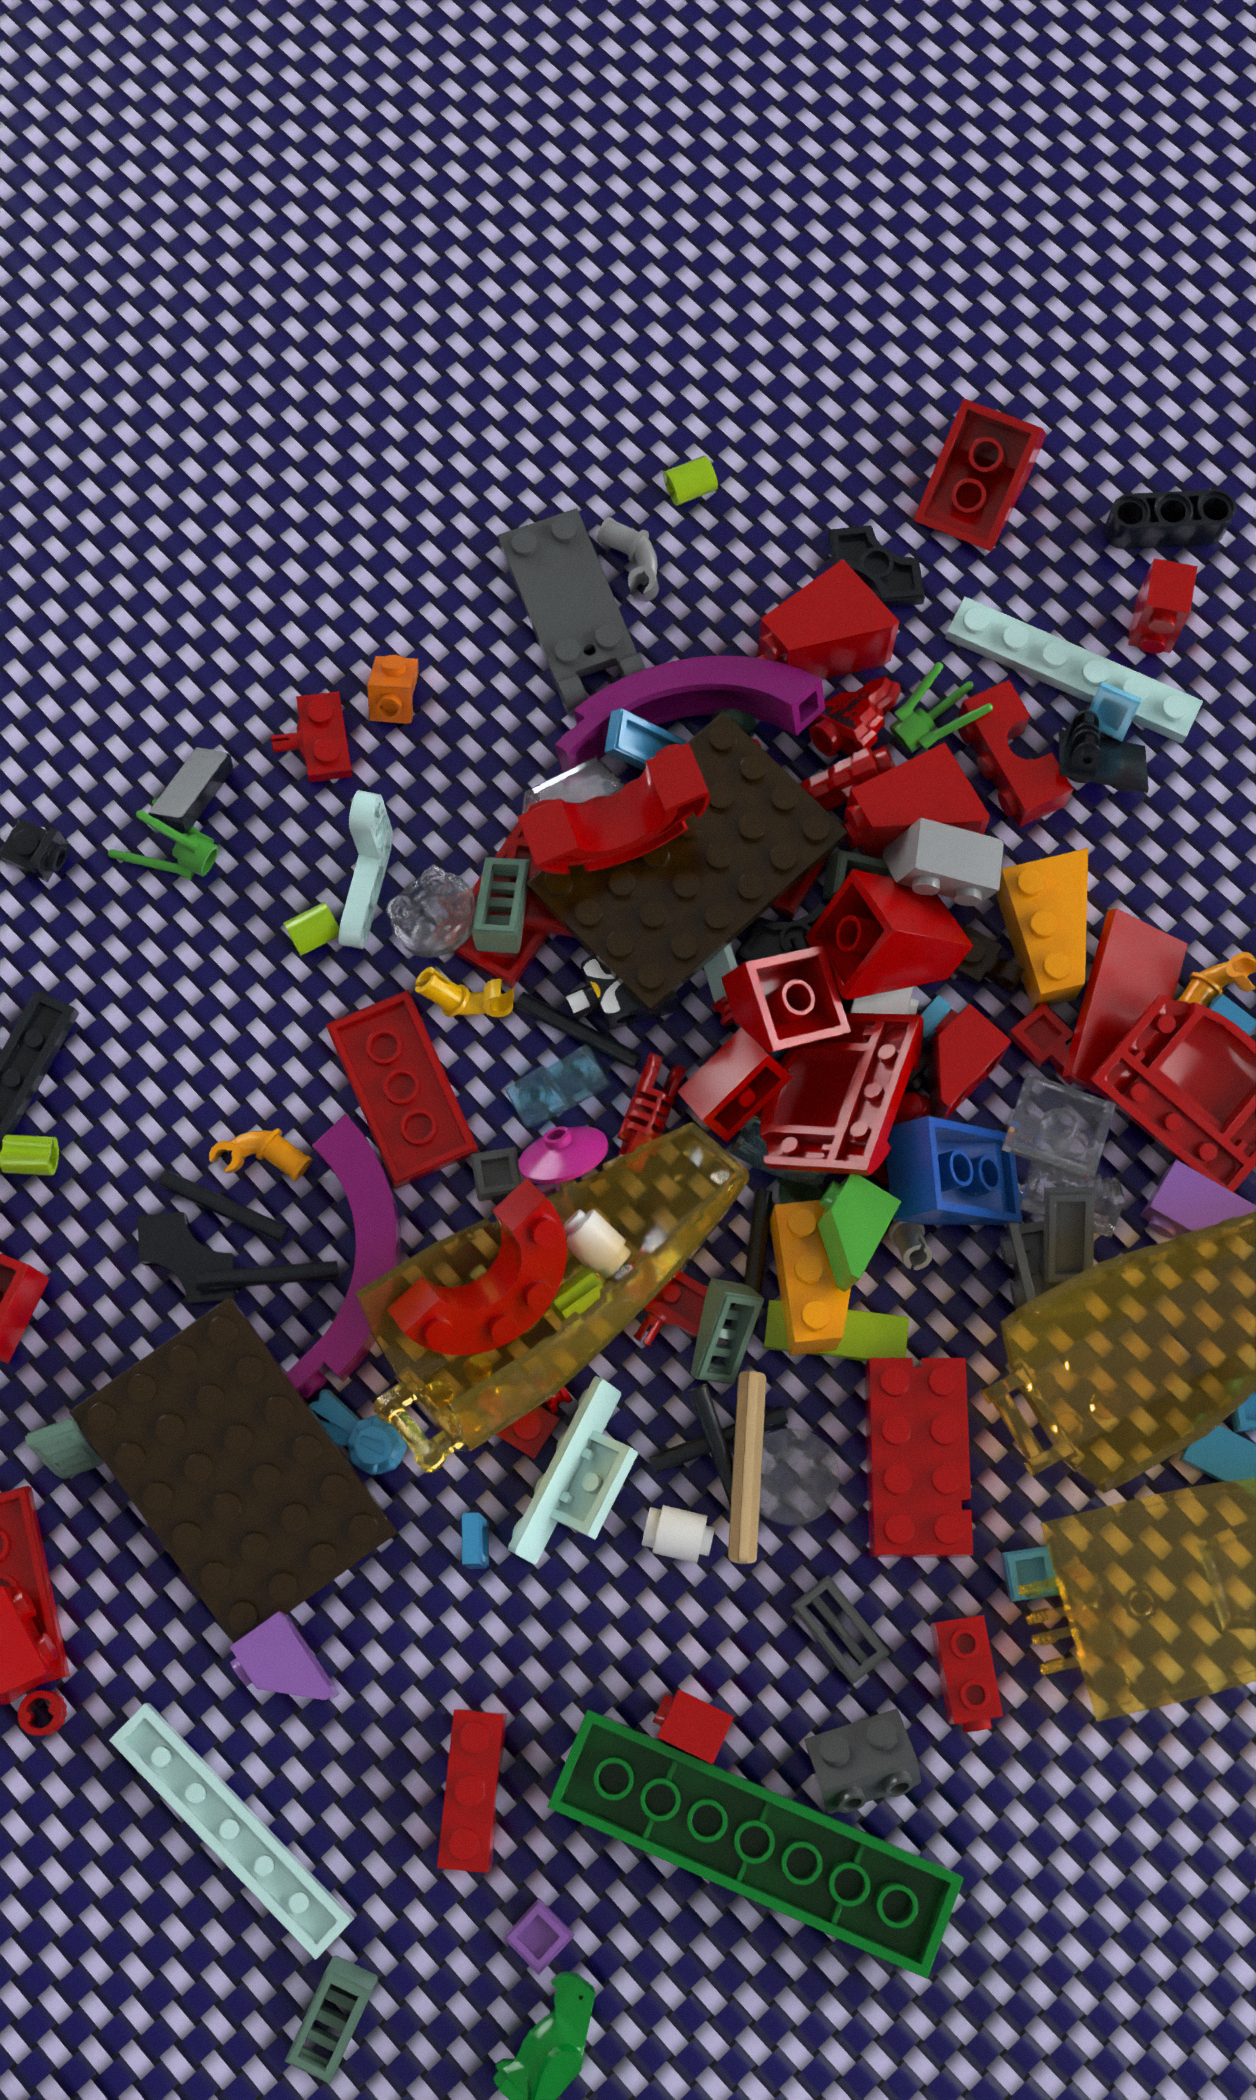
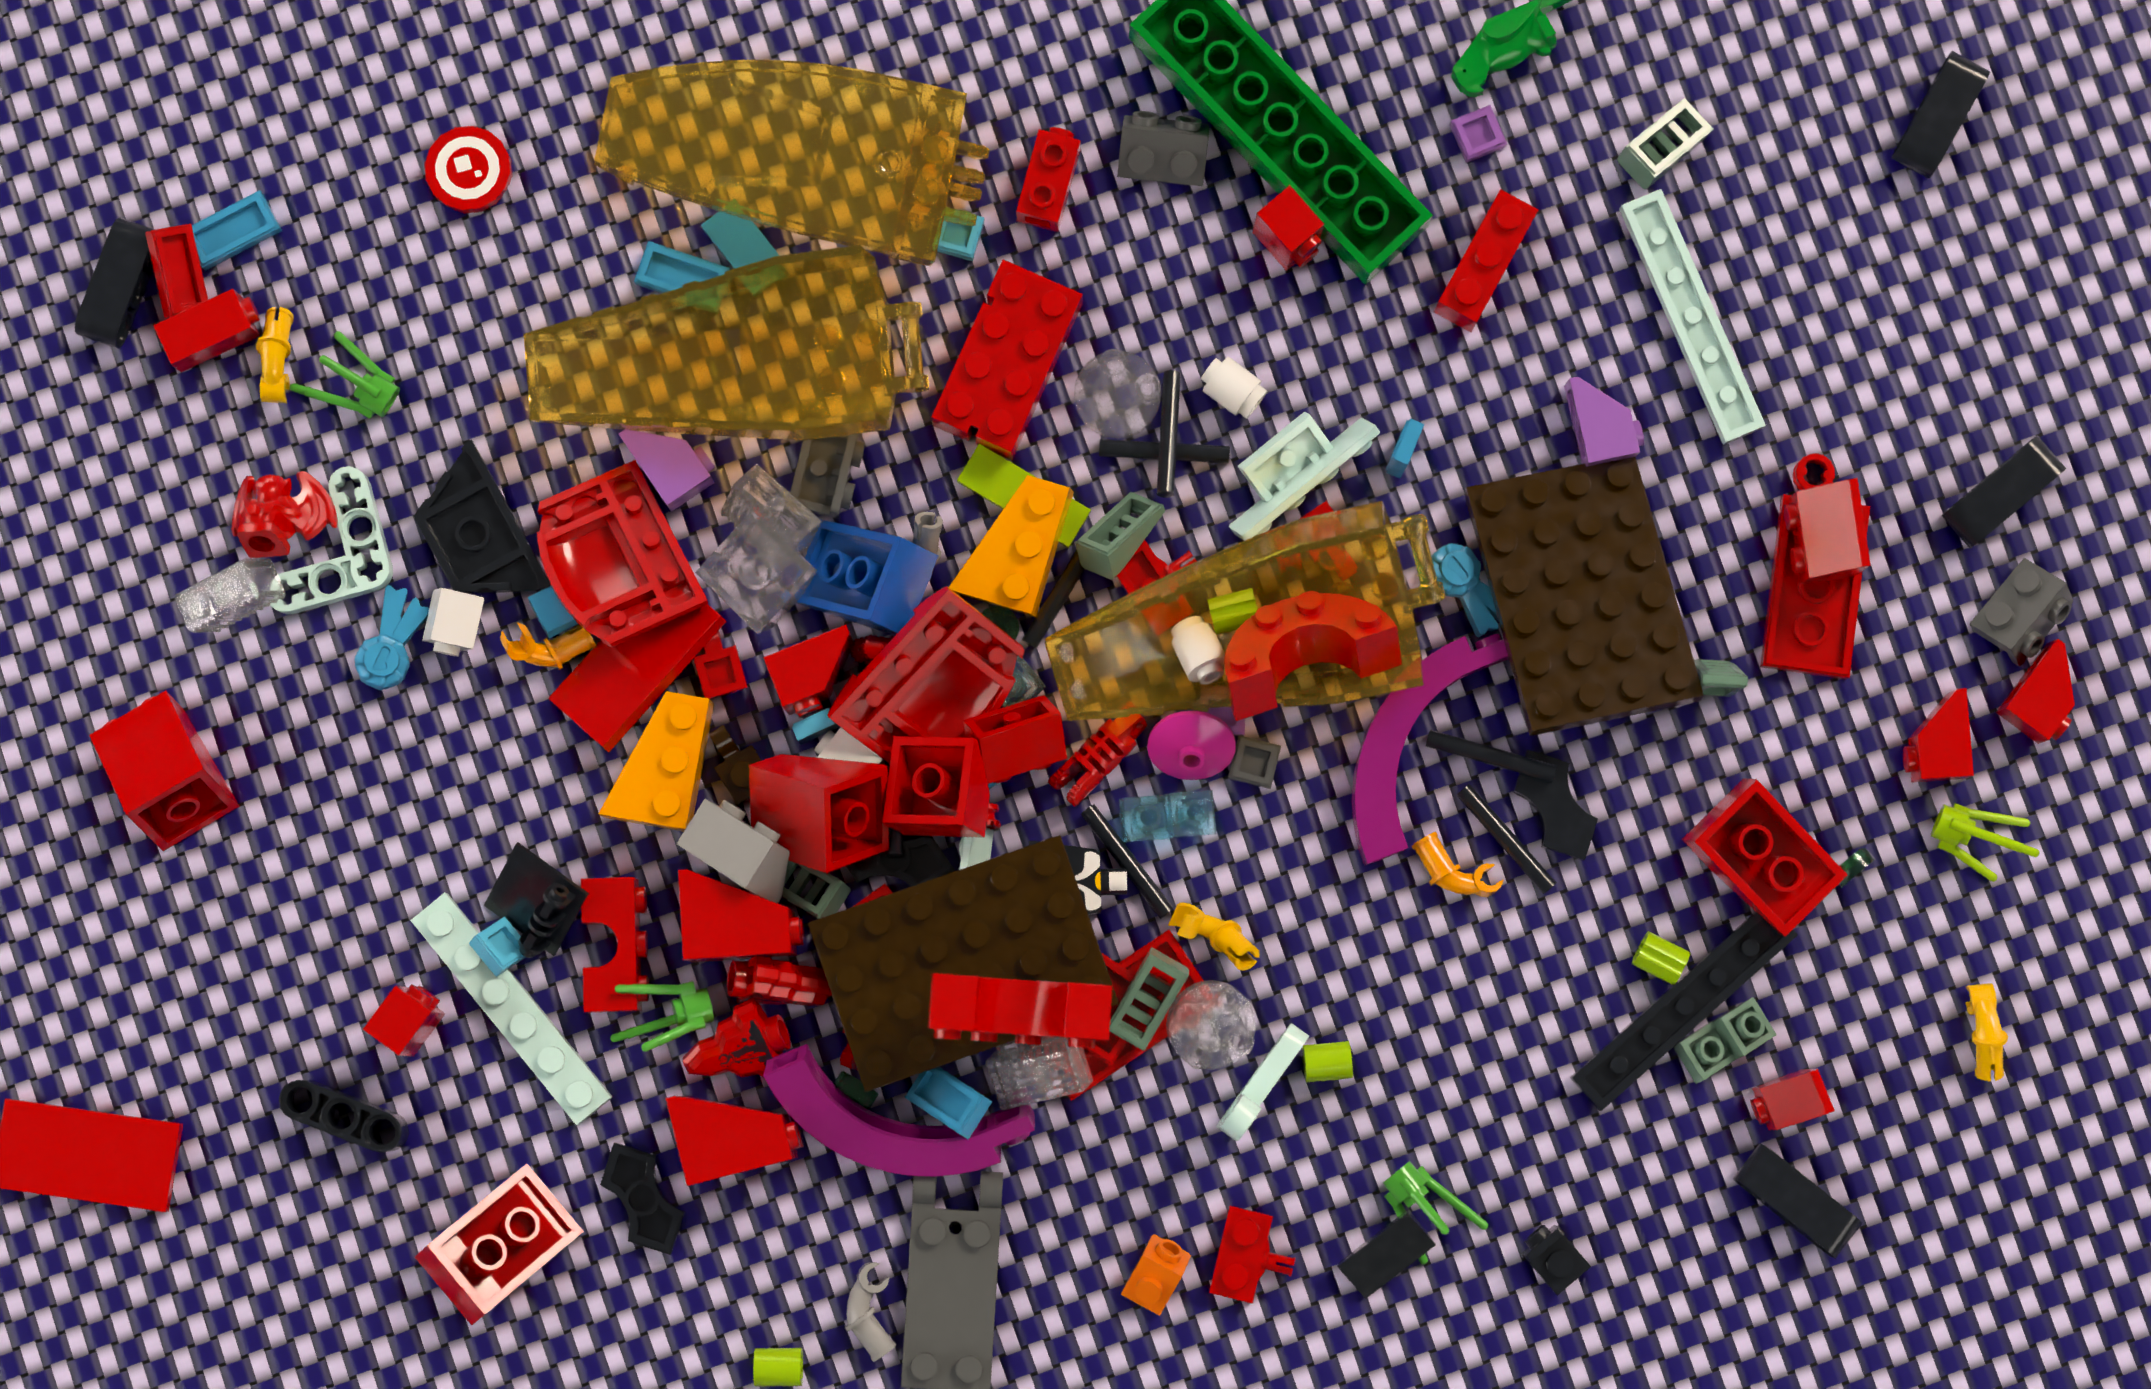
camera: 160 degrees left, 10 degrees up
(402, 1089) = (1306, 877): red tile -> none
(747, 1468) = (1152, 413): tan axle -> none
(853, 1225) = (976, 557): bright green slope -> none
(866, 1663) = (1143, 293): dark grey tile -> none
(1067, 1232) = (793, 479): dark grey tile -> none

